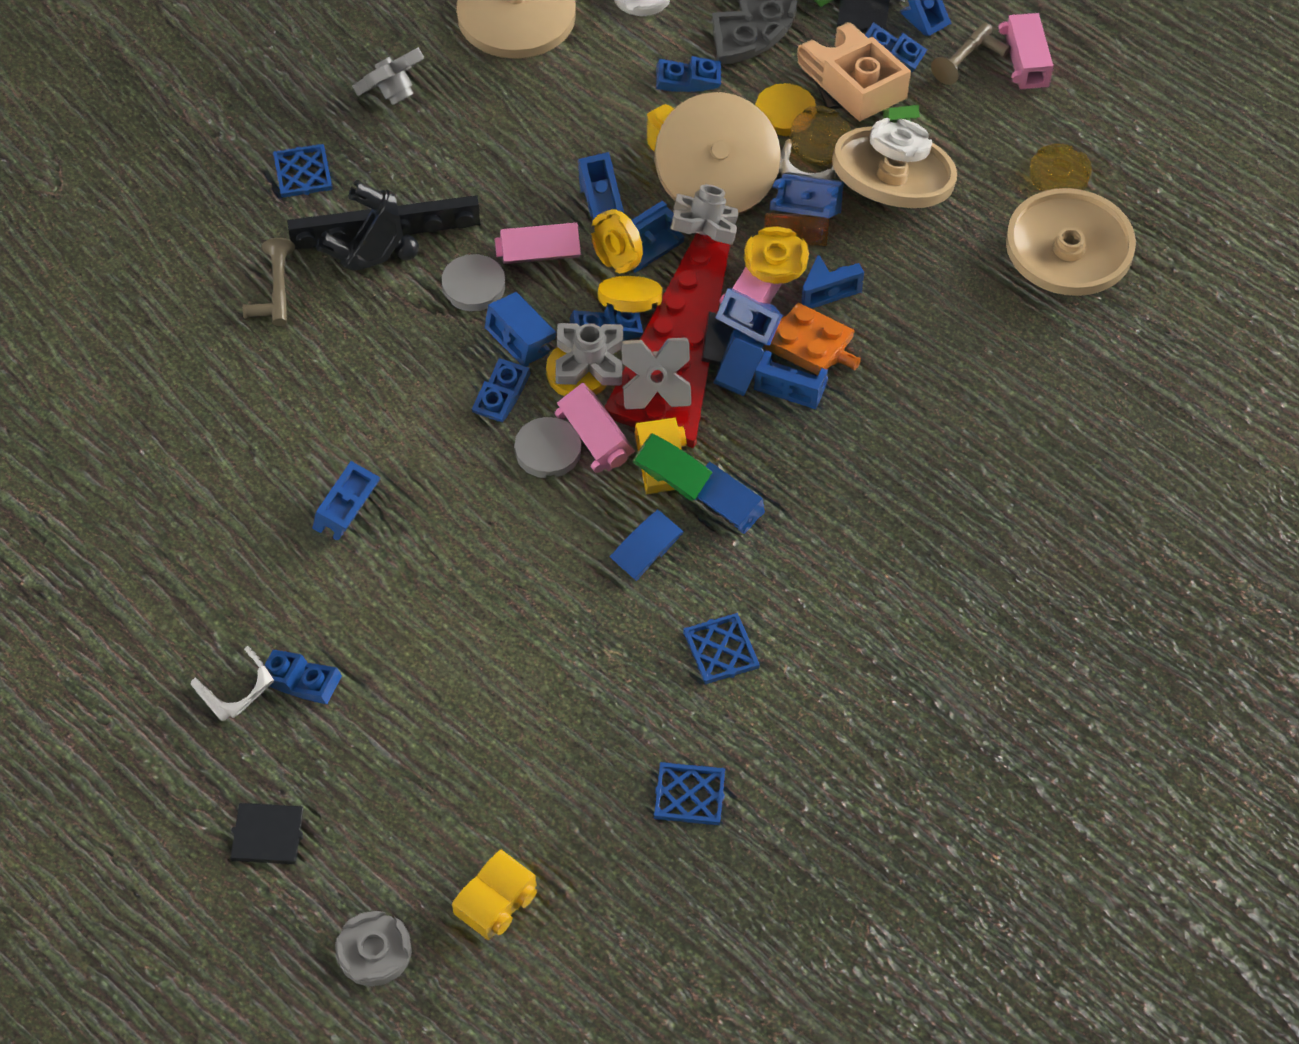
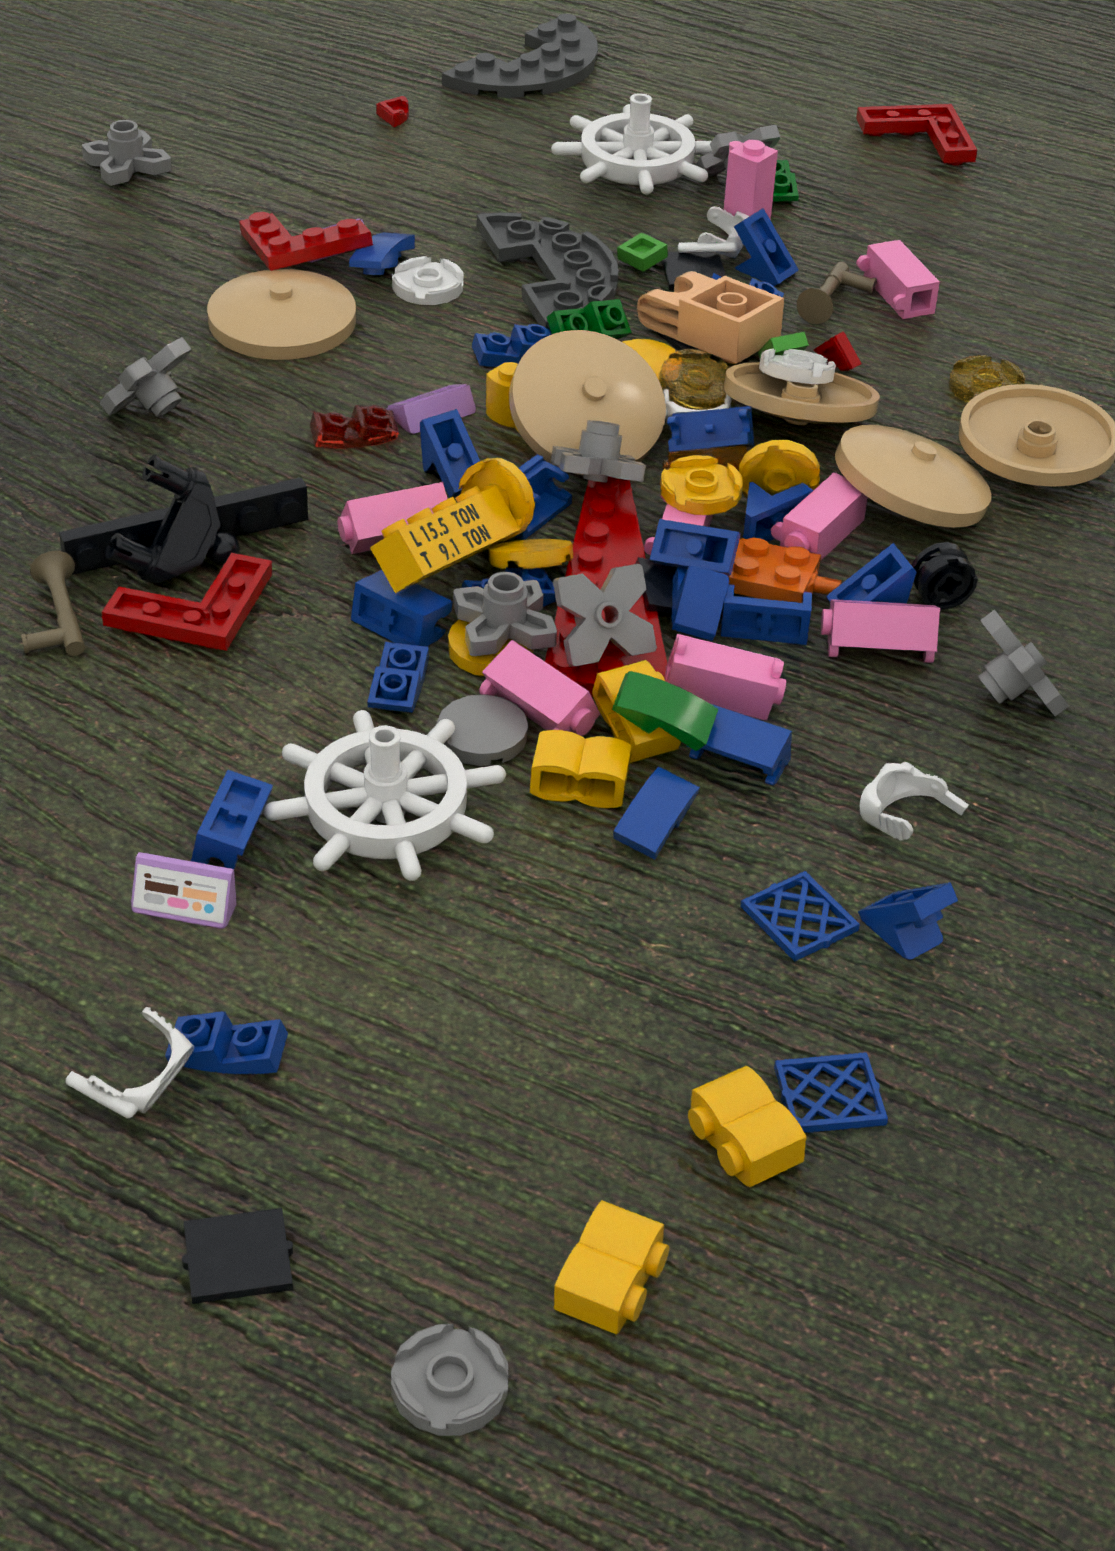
camera: 15 degrees left, 15 degrees down
(299, 153) = (53, 476): blue window -> none
(300, 550) = (183, 890): none -> slope
(373, 316) = (206, 623): none -> red plate
(459, 494) = (385, 794): none -> white piece
(473, 282) = (320, 574): light grey tile -> none
(547, 142) = (365, 428): none -> clear red slope
(564, 276) = (444, 537): none -> yellow brick
(604, 497) = (580, 769): none -> yellow brick
(605, 129) = (413, 410): none -> lavender slope
(618, 810) = (746, 1126): none -> yellow brick
(733, 437) = (726, 676): none -> bright pink brick
(752, 63) = (598, 316): none -> green slope
(793, 669) = (909, 918): none -> blue slope
(825, 552) = (897, 782): none -> white helmet
(843, 248) = (779, 466): none -> yellow tile
(868, 295) = (823, 517): none -> bright pink brick
(870, 409) = (881, 626): none -> bright pink brick
(880, 371) = (881, 580): none -> blue slope
(937, 370) = (944, 577): none -> black wheel
(946, 121) = (839, 351): none -> red tile
(952, 267) = (913, 476): none -> tan dish
(958, 468) = (1017, 668): none -> light grey plant

